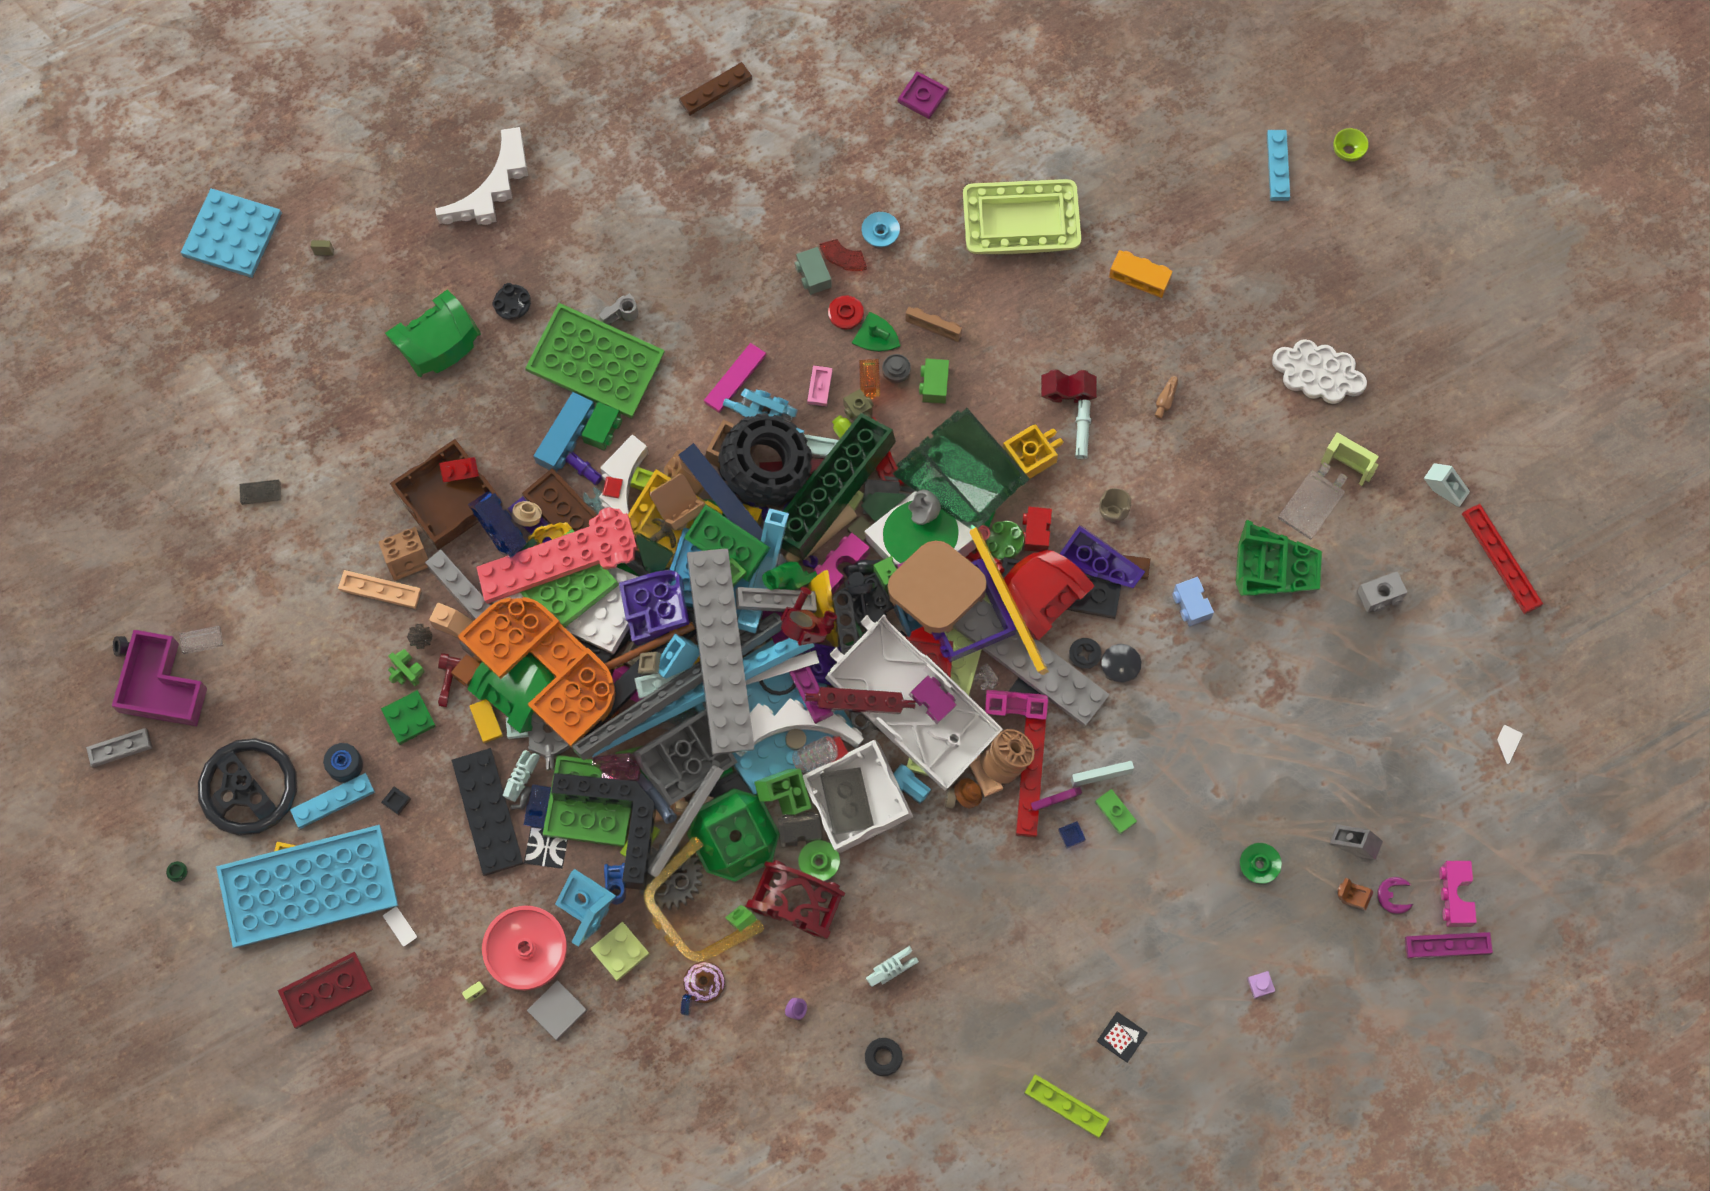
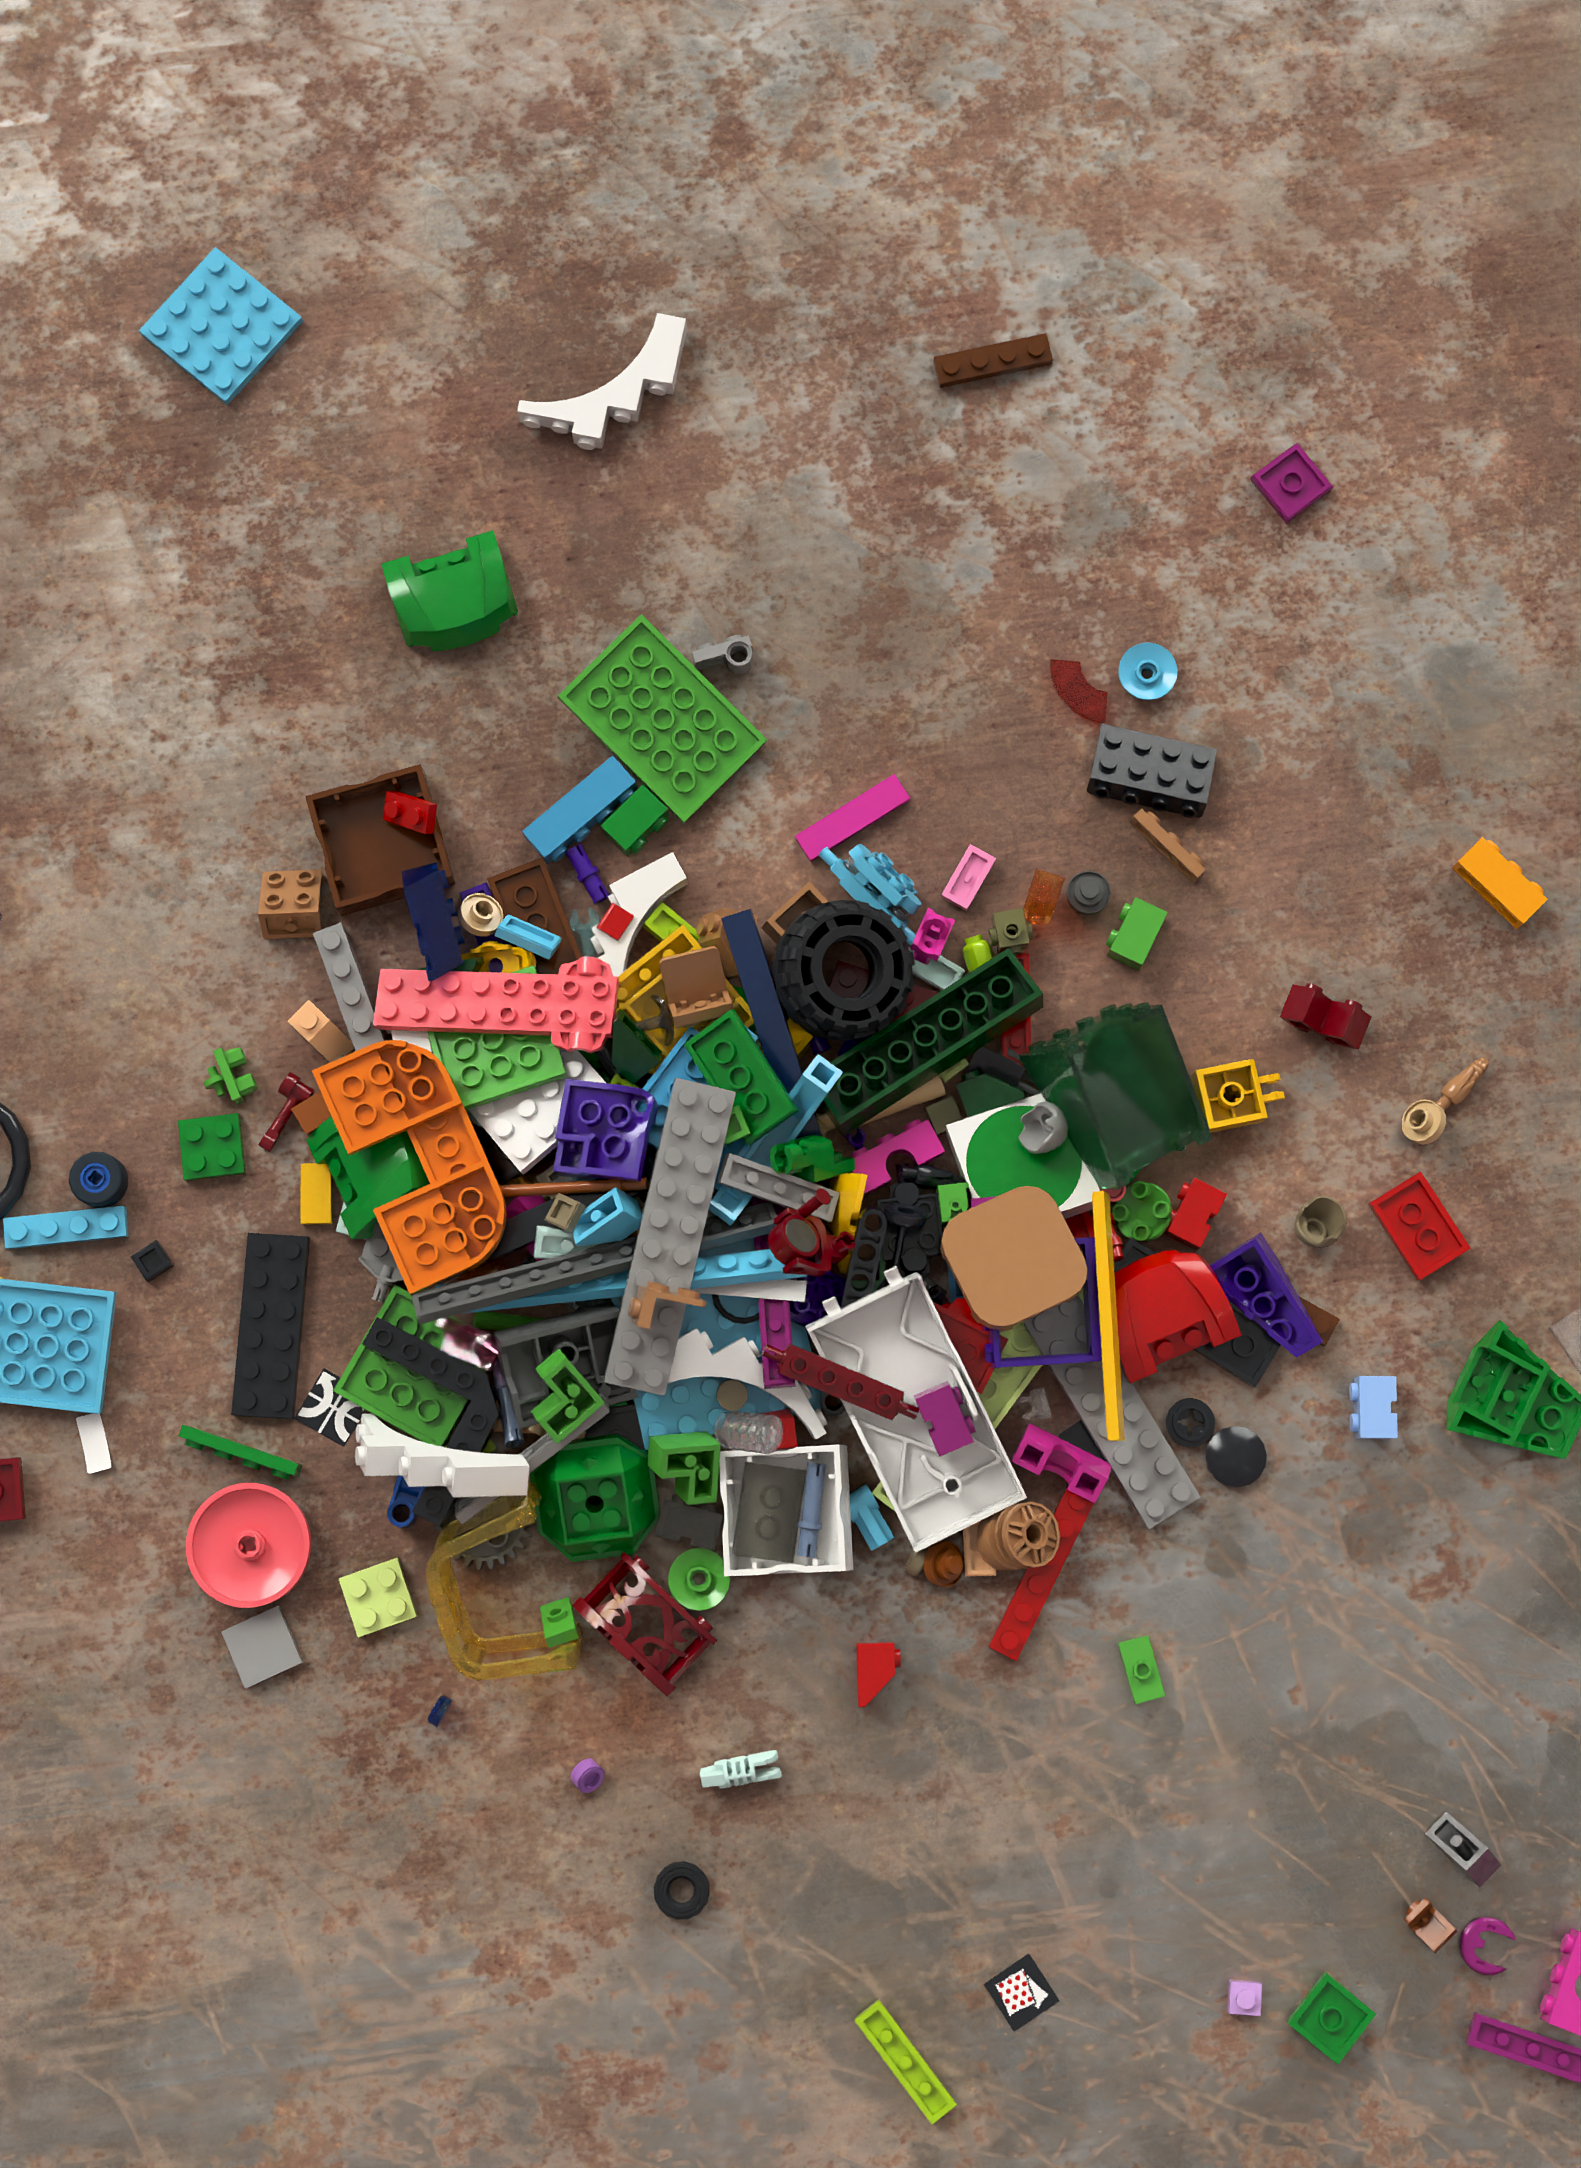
camera: 20 degrees right, 10 degrees up
(260, 492) = (125, 735): clear smoke plate -> none
(322, 247) = (339, 398): olive tile -> none
(379, 589) = (238, 945): light nougat plate -> none
(419, 636) = (268, 1036): clear smoke gear -> none
(474, 992) = (159, 1578): yellowish green tile -> none
(505, 894) = (252, 1457): none -> green plate
(512, 301) = (578, 582): black dish -> none
(520, 775) = (334, 1292): light aqua hinge -> none
(523, 799) = (327, 1326): dark grey piece -> none
(537, 806) = (342, 1345): clear blue slope -> none
(561, 515) = (528, 936): none -> medium azure tile
(588, 912) = (357, 1527): medium azure bracket -> none
(621, 845) = (423, 1464): none -> white arch
(696, 769) = (571, 1400): none -> bright green brick
(709, 991) = (476, 1703): dish -> none
(720, 691) = (642, 1307): none -> medium nougat bracket
(811, 425) = (931, 937): none -> dark pink hips
(813, 270) = (1025, 698): sand green brick -> none
(845, 312) = (1049, 778): red wheel -> none
(875, 797) = (811, 1510): none -> sand blue pin
(876, 335) = (1080, 829): green shield -> none
(906, 286) = (1152, 771): none -> bracket
(950, 872) = (875, 1668): none -> red slope
(1021, 217) = (1360, 731): yellowish green wedge -> none
(1057, 798) = (1064, 1620): magenta tile -> none
(1072, 834) = (1066, 1678): clear blue tile -> none
(1083, 421) = (1321, 1085): light aqua pin -> none
(1102, 773) = (1143, 1609): light aqua tile -> none
(1153, 425) = (1423, 1122): none -> tan plate
(1175, 487) = (1419, 1226): none -> red plate
(1267, 856) = (1330, 1829): green dish -> none
(1319, 975) = (1331, 2018): none -> green plate

